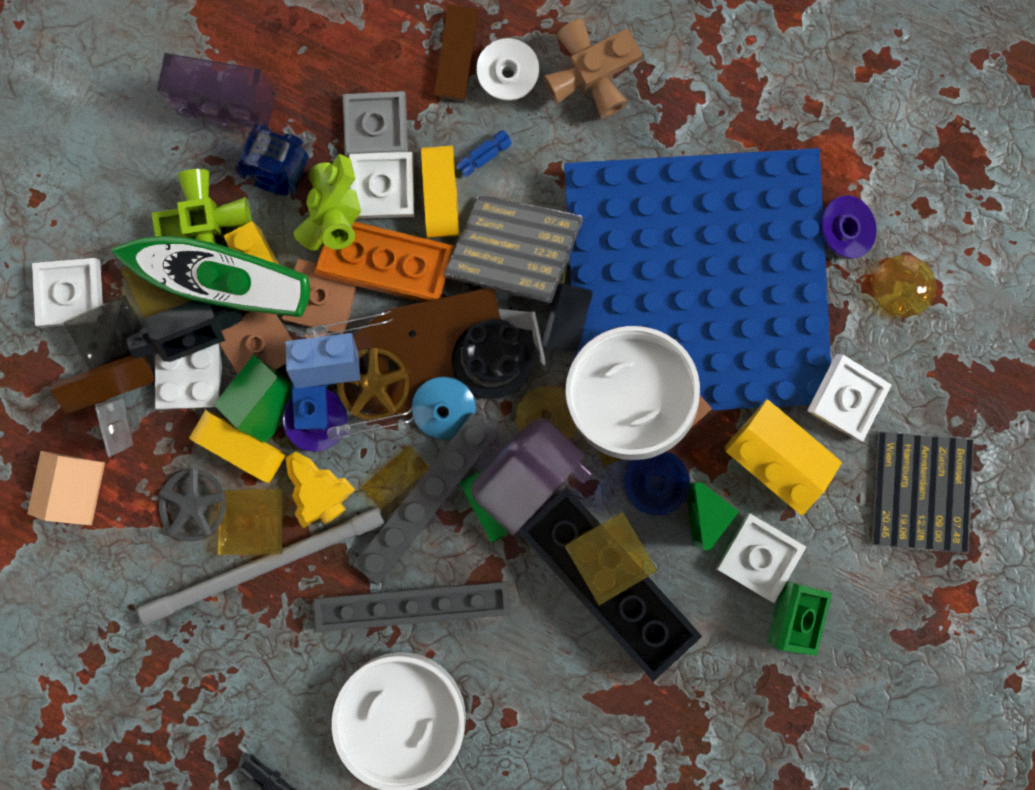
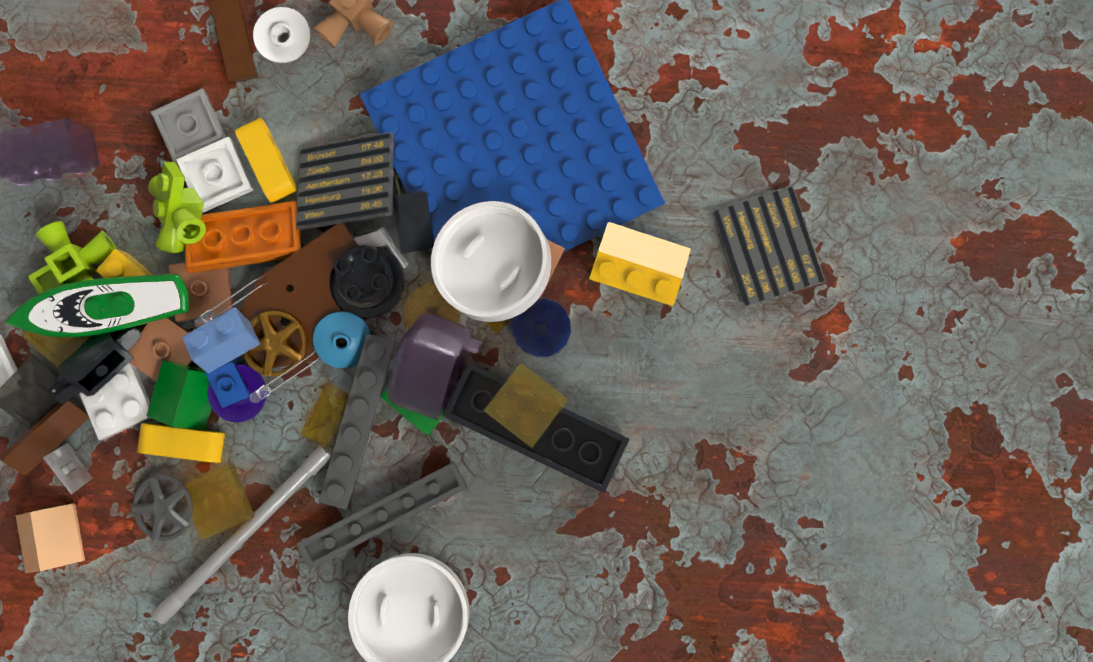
camera: 20 degrees left, 0 degrees up
(272, 160) = (112, 191): clear blue brick -> none
(316, 491) = (263, 452): yellow rock -> none
(483, 153) = (290, 113): blue axle -> none
(707, 515) = (595, 335): green slope -> none
(760, 557) = (655, 355): white plate -> none
(799, 618) = (708, 391): green slope -> none
(849, 397) = (675, 193): white plate -> none
(855, 219) = (622, 43): dark purple dish -> none
(904, 286) = (685, 82): clear yellow dish -> none

